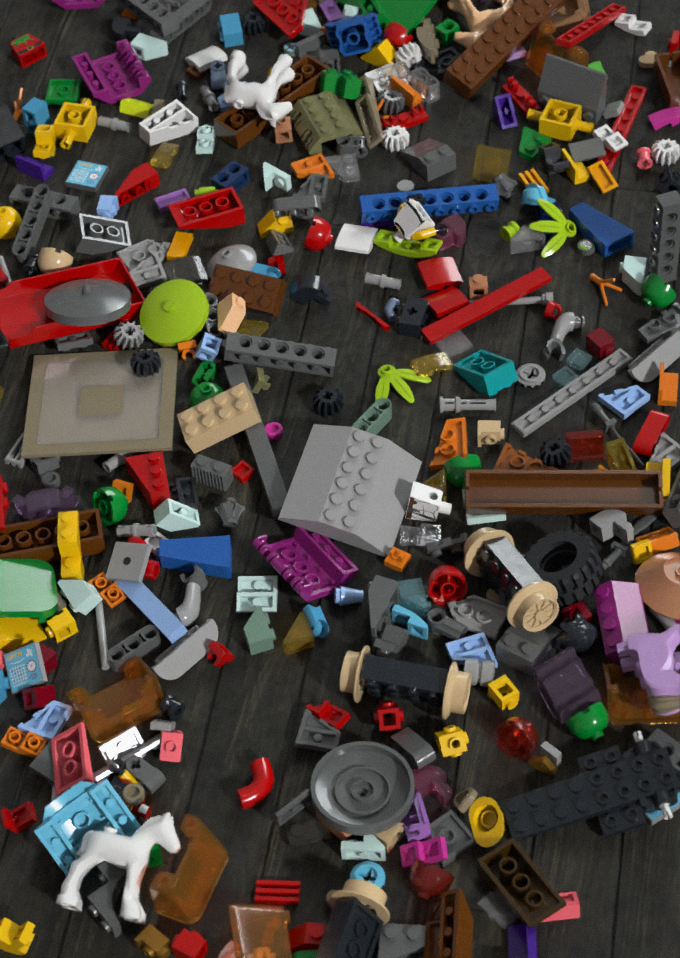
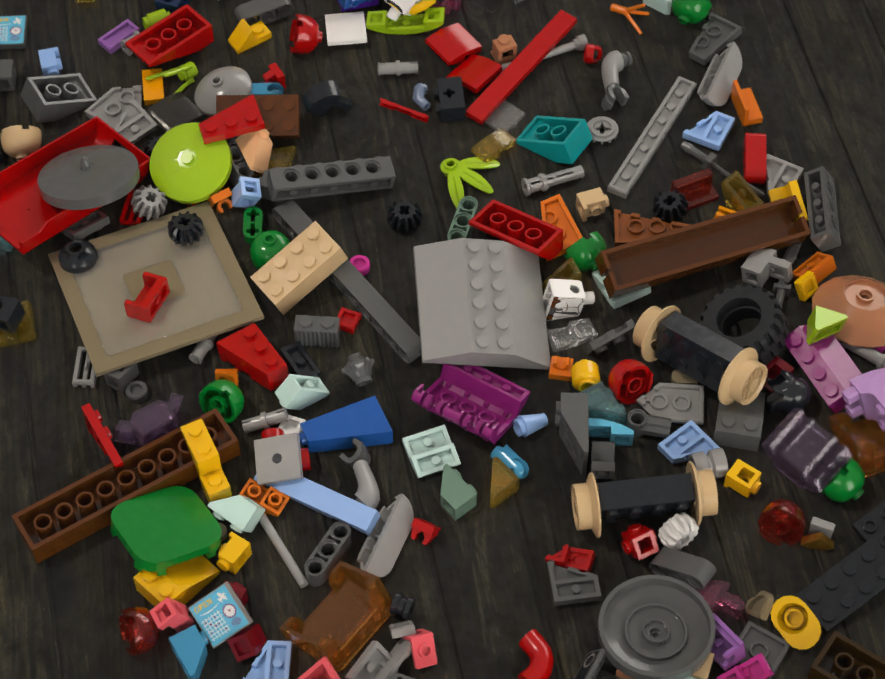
camera: 25 degrees left, 5 degrees up
(54, 366) = (78, 261): none -> black piece
(89, 411) = (149, 299): none -> red panel
(138, 183) = (72, 25): red slope -> none
(209, 241) = (185, 72): none -> lime plant
(217, 287) = (233, 121): none -> red wing
(259, 380) = (317, 212): olive tile -> none
(278, 243) = (265, 55): dark grey slope -> none
(412, 436) = (519, 229): none -> red slope
(412, 568) = (584, 374): none -> yellow head
(424, 718) = (678, 531): none -> white gear
(451, 741) = (717, 547): yellow brick -> none
(564, 376) = (637, 122): clear light blue tile -> none
(578, 359) = (642, 99): clear light blue tile -> none
(600, 343) = (657, 76): dark red brick -> none
(632, 585) = (823, 324): none -> lime slope

